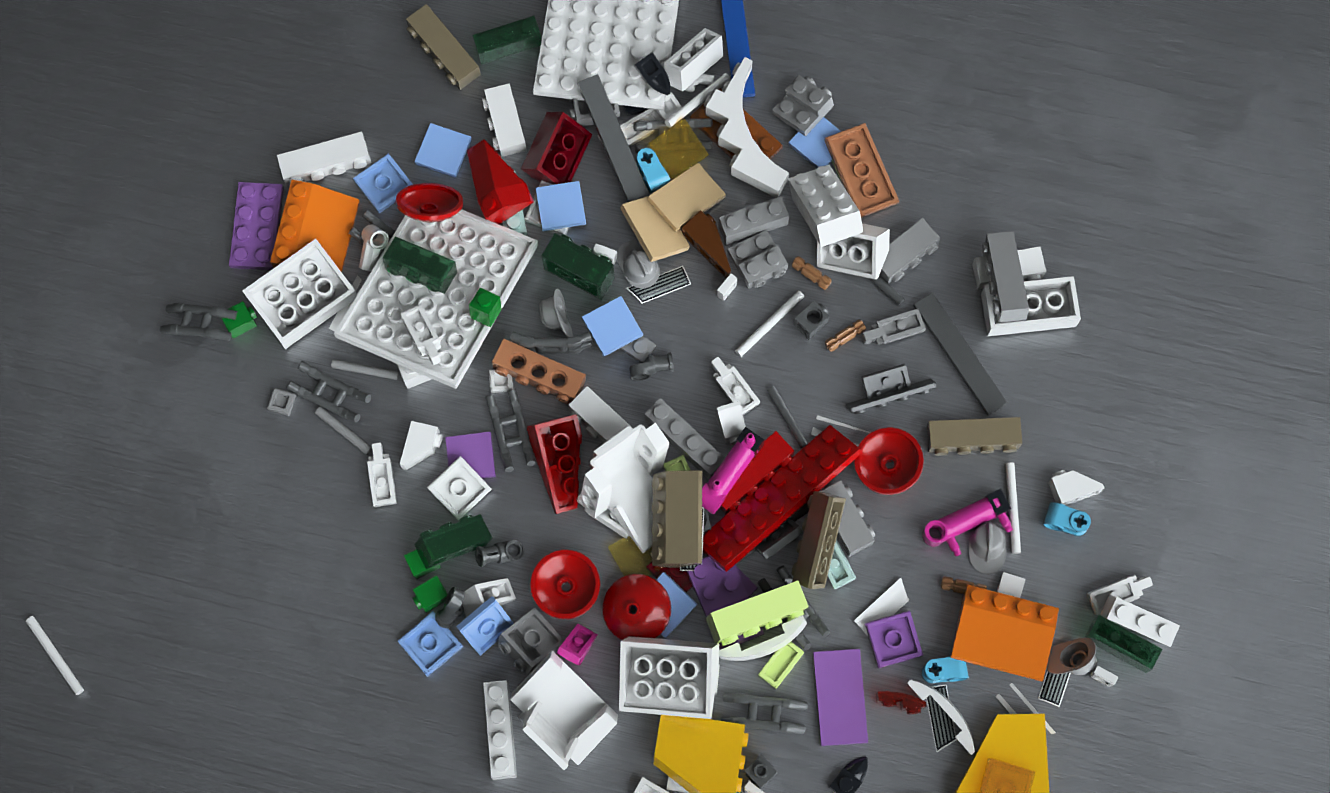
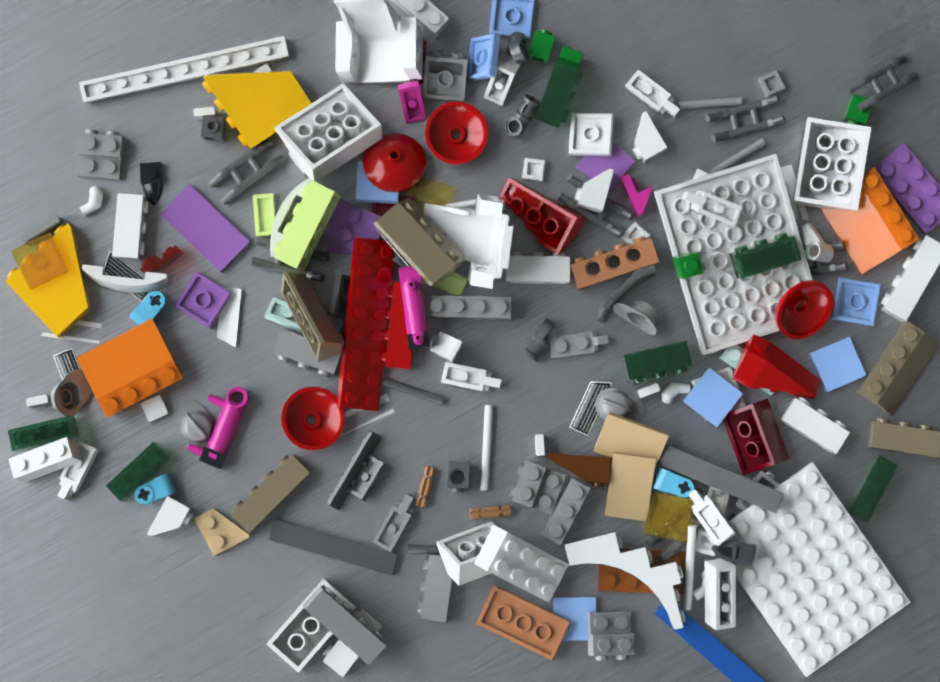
camera: 140 degrees right, 10 degrees up
(402, 109) = (897, 368): none -> dark tan slope
(472, 403) = (637, 200): none -> dark pink slope
(500, 437) = (594, 192): none -> white slope
(530, 503) = (533, 169): none -> white tile
(586, 239) = (672, 390): none -> white arm
(612, 326) = (592, 340): light blue tile -> none
(648, 114) = (711, 518): none -> white hinge
(902, 753) = (130, 226): none -> white brick
(957, 585) = (188, 378): medium nougat axle -> none
(1013, 513) = (192, 458): white bar -> none
(1041, 444) = (219, 531): none -> tan wing
(1068, 545) = (138, 472): none -> clear green brick

